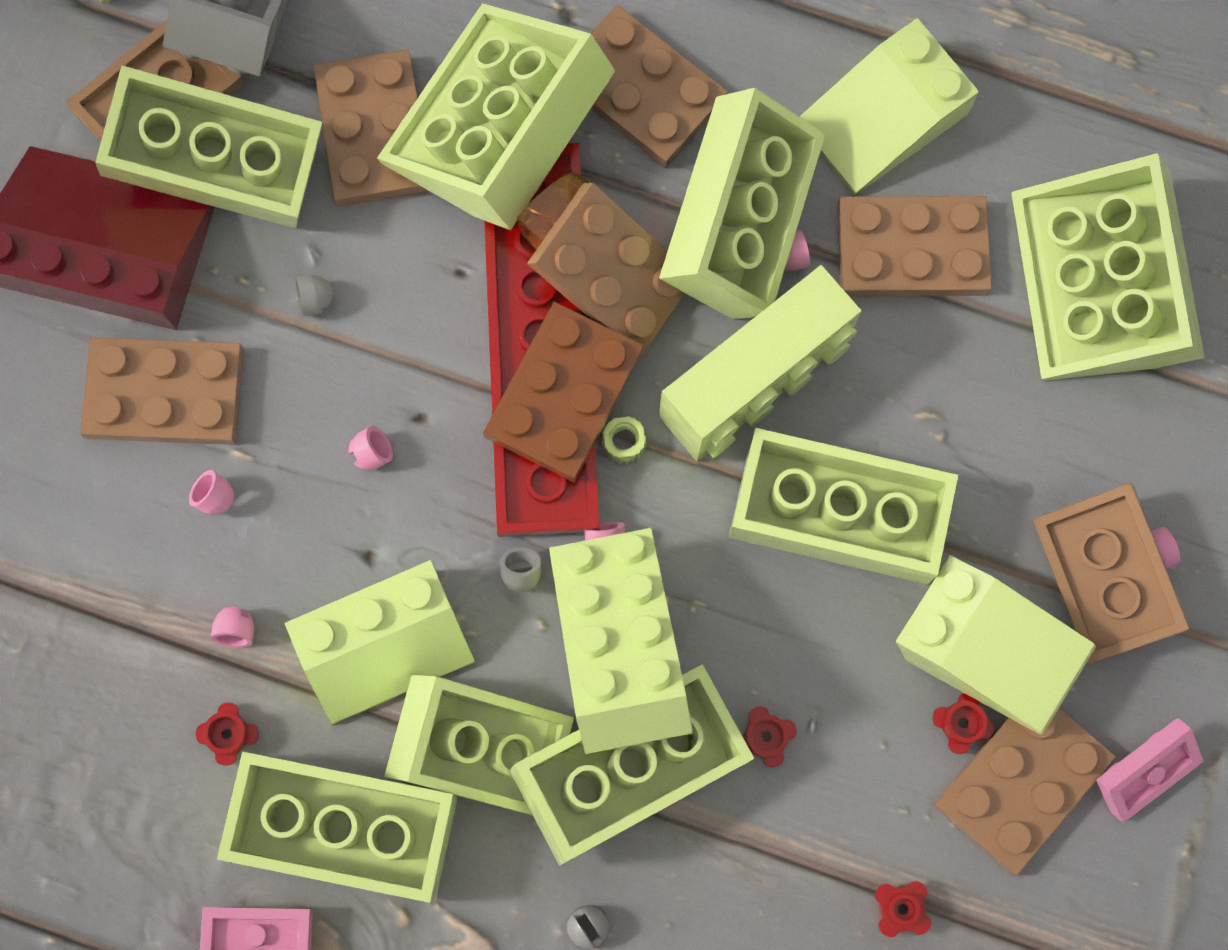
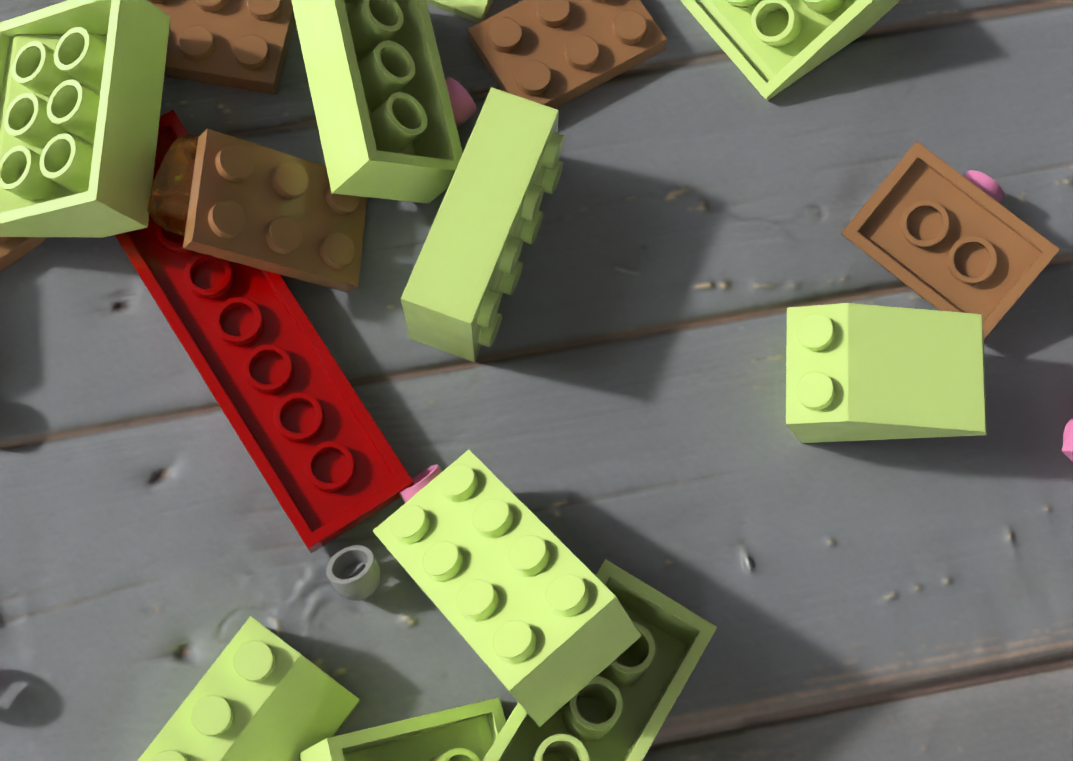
camera: 30 degrees left, 5 degrees down
(371, 449) = (121, 537): bright pink hinge -> none
(563, 391) = (296, 363): dark orange plate -> none
(617, 425) = (374, 367): yellowish green axle -> none
(780, 731) = (722, 587): red plate -> none
(843, 506) = (651, 320): yellowish green brick -> none
(891, 920) = (935, 696): red plate -> none
(960, 738) = (913, 468): red plate -> none
(1023, 787) = (992, 503): medium nougat plate -> none

